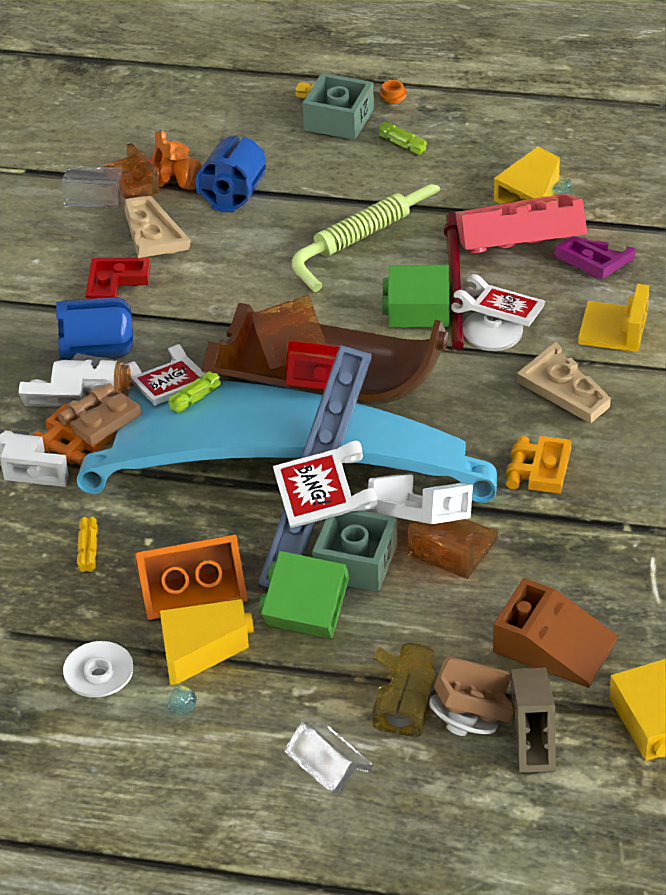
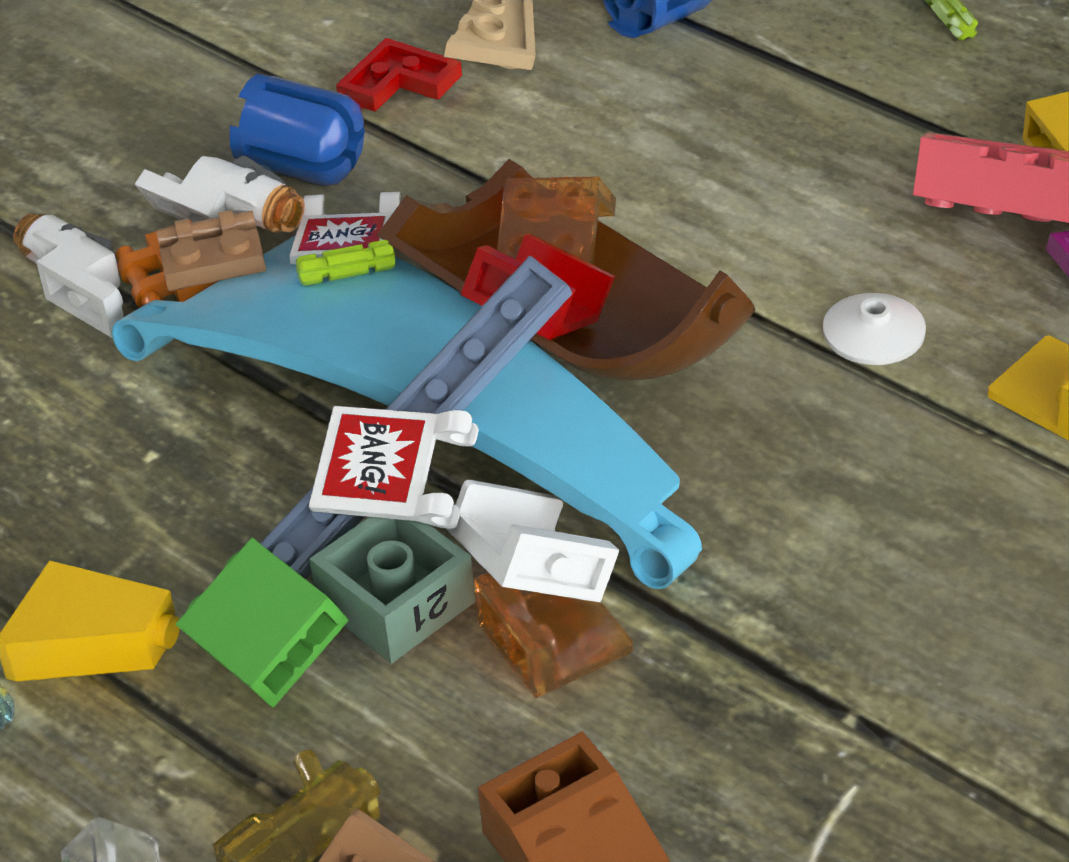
camera: 30 degrees right, 0 degrees up
(87, 544) = (62, 428): yellow axle -> none
(190, 574) = (148, 526): orange slope -> none
(356, 228) = (780, 112): yellowish green piece -> none
(416, 295) = (785, 238): bright green brick -> none
(451, 233) = (857, 250): dark red bar -> none
(498, 302) = (903, 290): white flag -> none
(548, 467) = (790, 569): light orange plate -> none
(561, 382) = (912, 450): tan wing -> none

